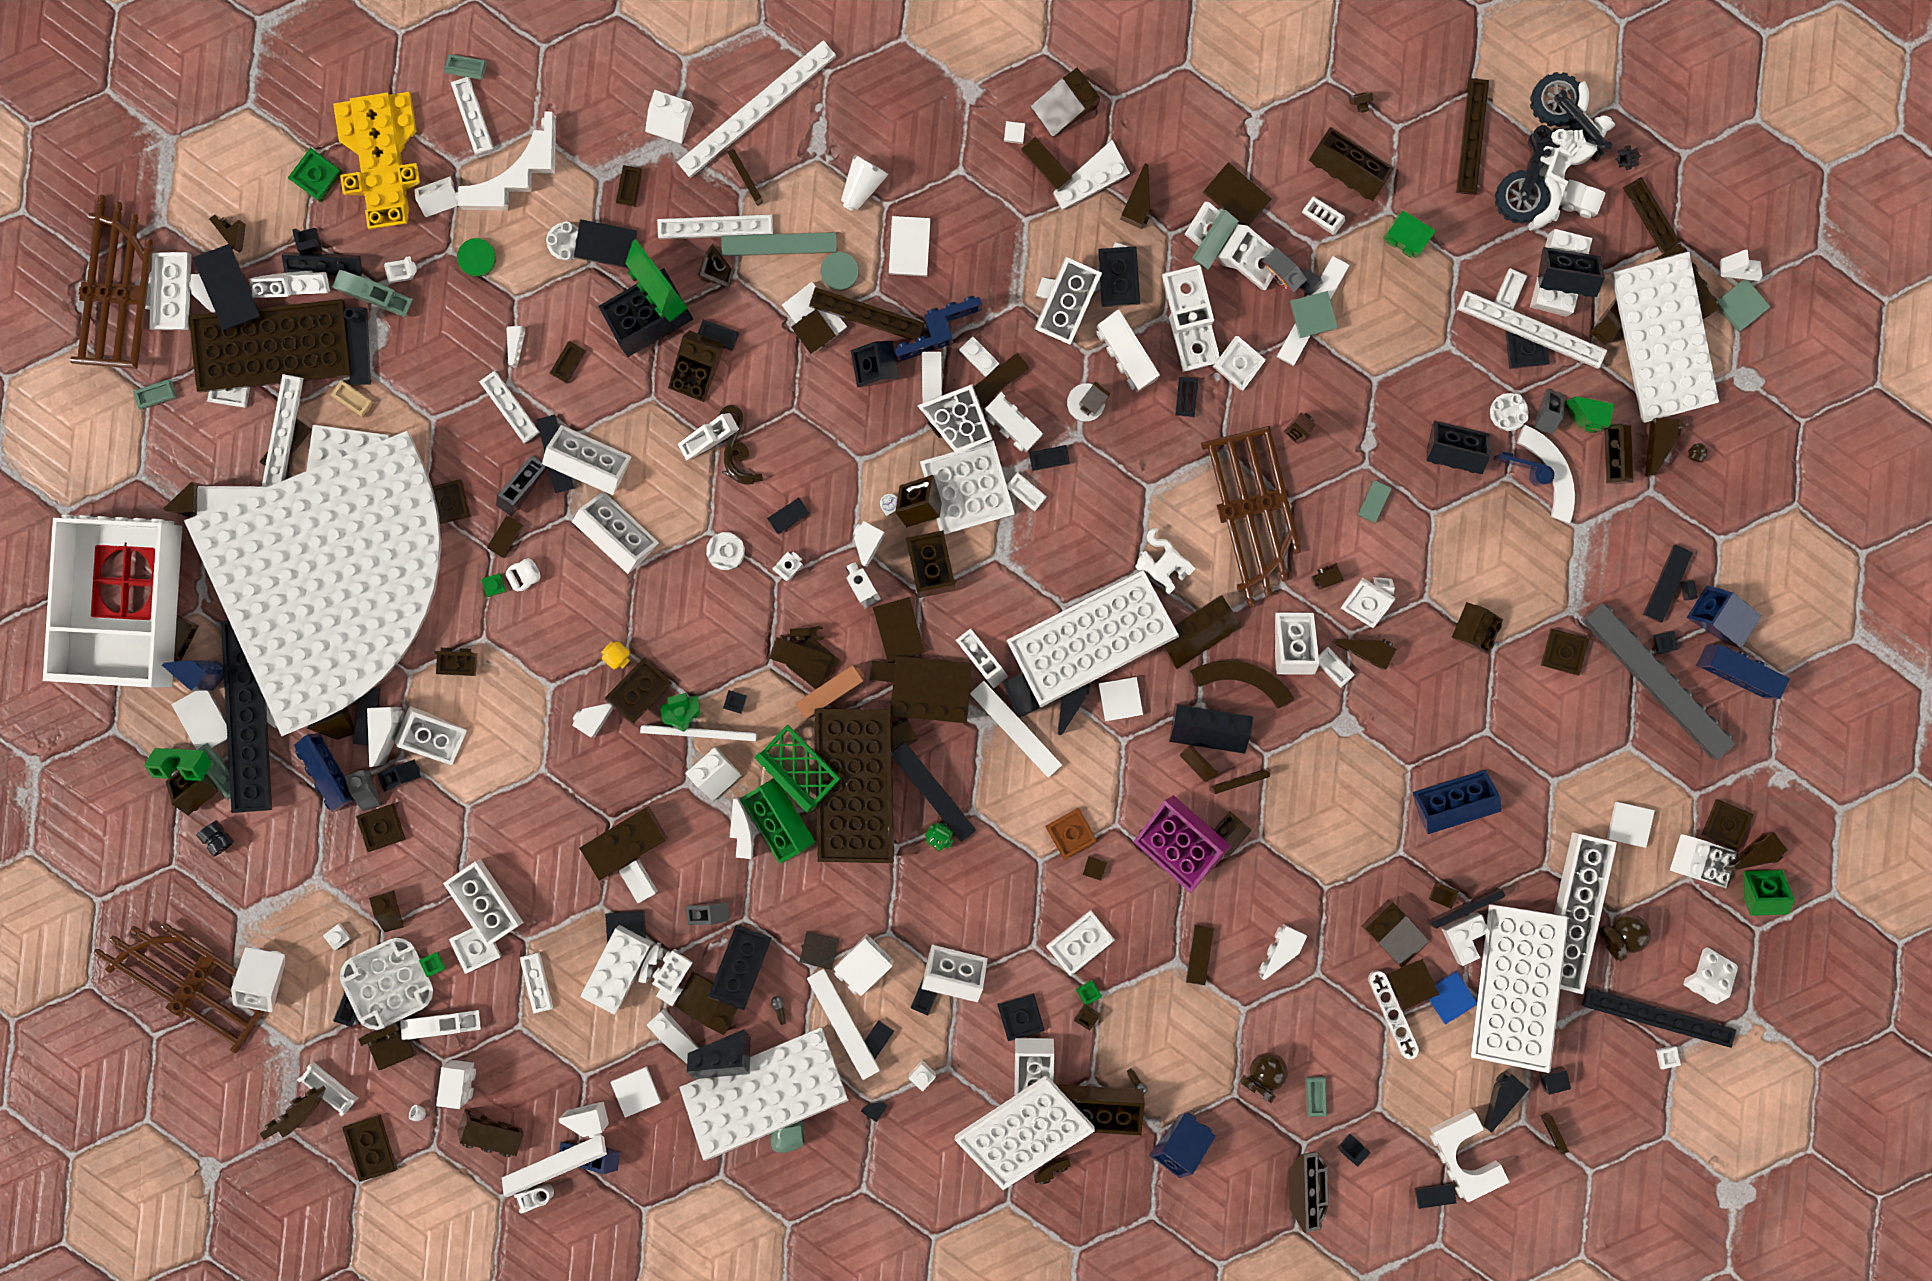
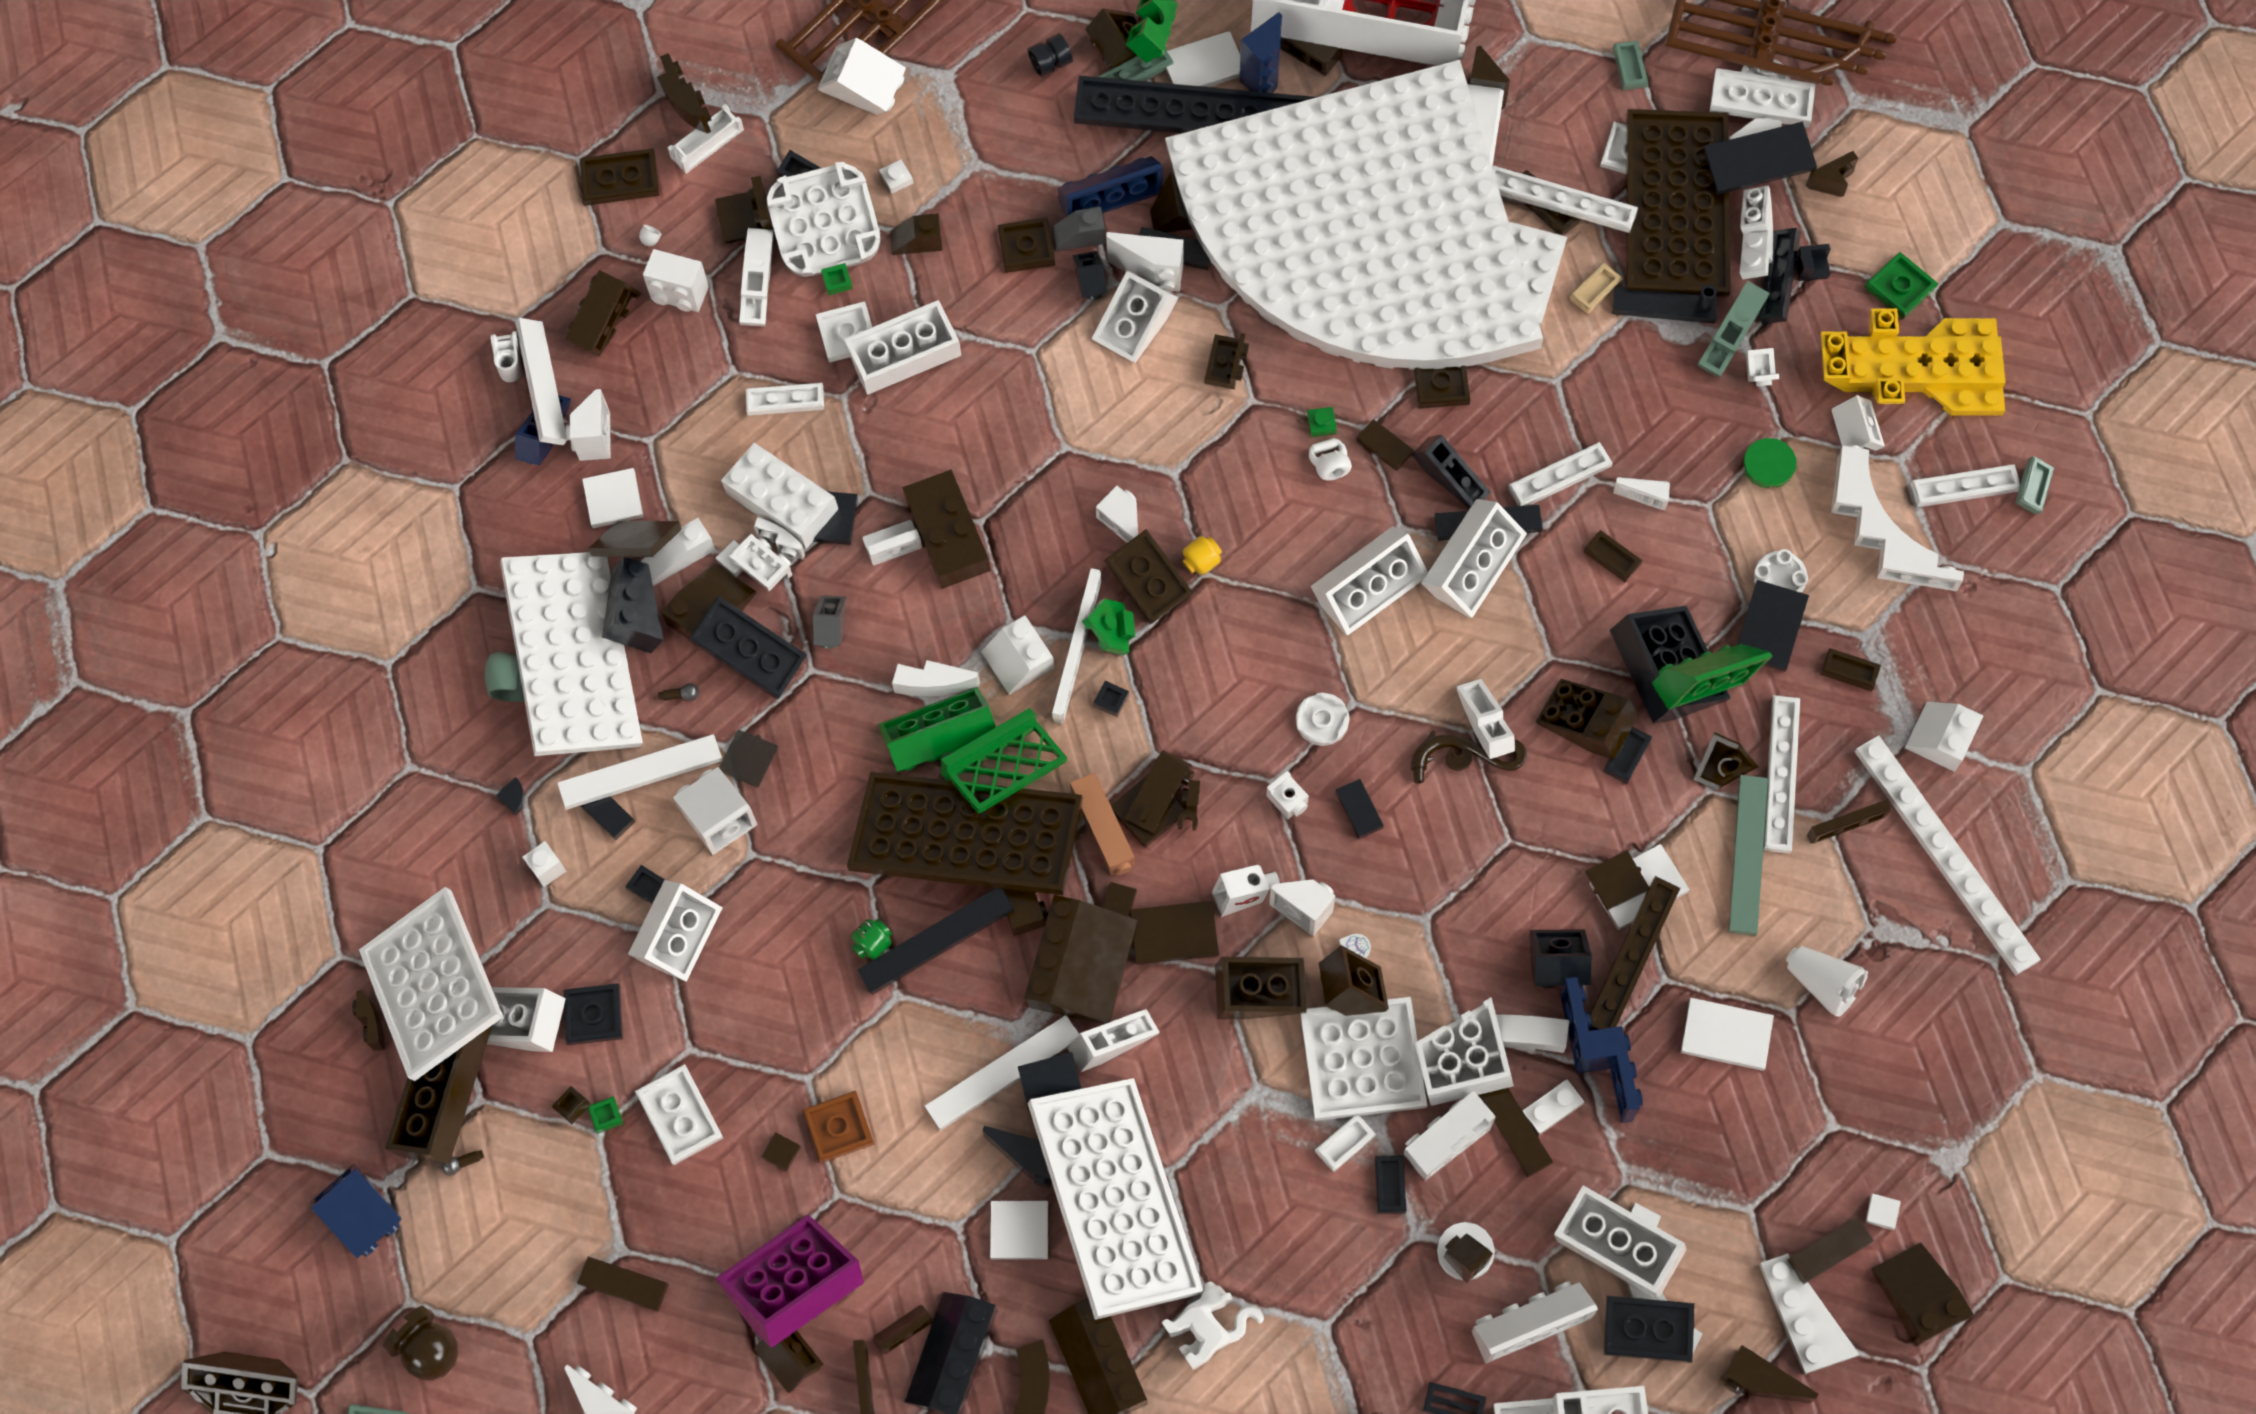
camera: 100 degrees right, 20 degrees down
(670, 1067) = (635, 538): none -> dark brown tile
(839, 271) = (1700, 931): sand green tile -> none

